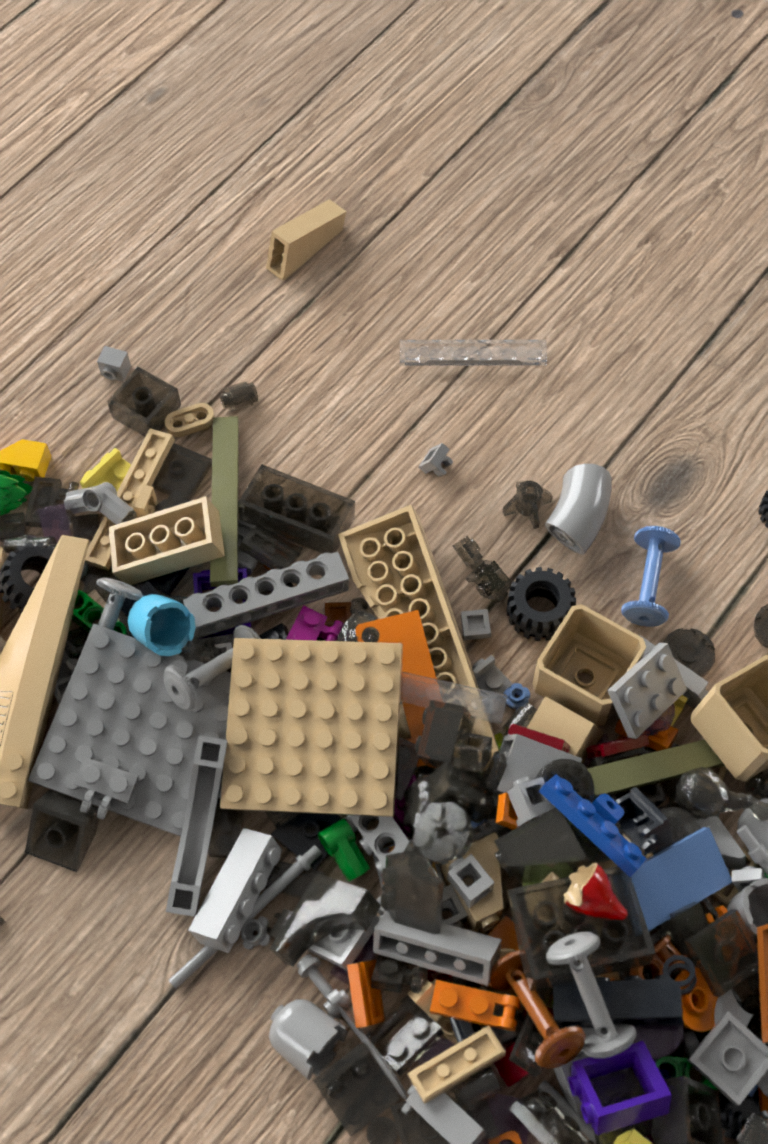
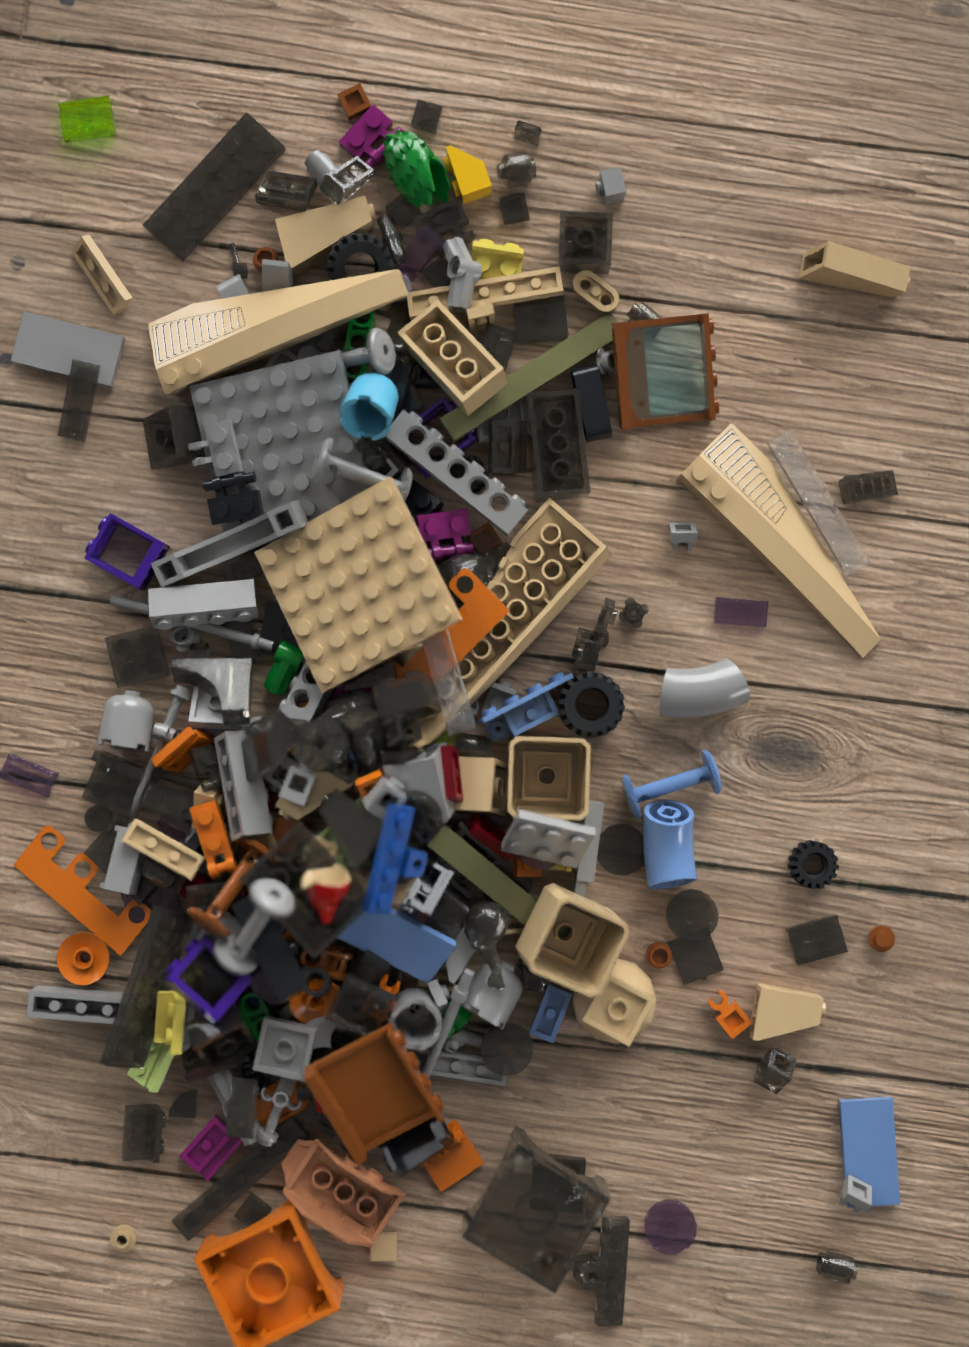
camera: 55 degrees right, 25 degrees up
(25, 400) = (527, 133): none -> clear smoke tile
(47, 423) = (516, 169): none -> clear smoke head
(76, 444) = (514, 208): none -> clear smoke tile
(125, 916) = (106, 530): none -> dark purple window
(165, 804) = (236, 506): none -> black plate
(244, 990) = (137, 656): none -> clear smoke plate
(252, 441) = (605, 362): none -> light grey plate
(284, 463) = (593, 403): none -> black beam
(291, 400) = (664, 370): none -> clear light blue panel
(442, 400) = (758, 509): none -> tan wedge
(475, 624) = (542, 659): light grey plate -> none
(481, 317) = (852, 492): none -> clear smoke slope
(482, 538) = (635, 620): none -> clear smoke plate
(515, 656) = (529, 710): none -> medium blue bracket
(528, 501) = (681, 641): clear smoke brick -> none
(529, 453) = (740, 612): none -> clear purple tile
(707, 605) = (668, 844): none -> medium blue brick

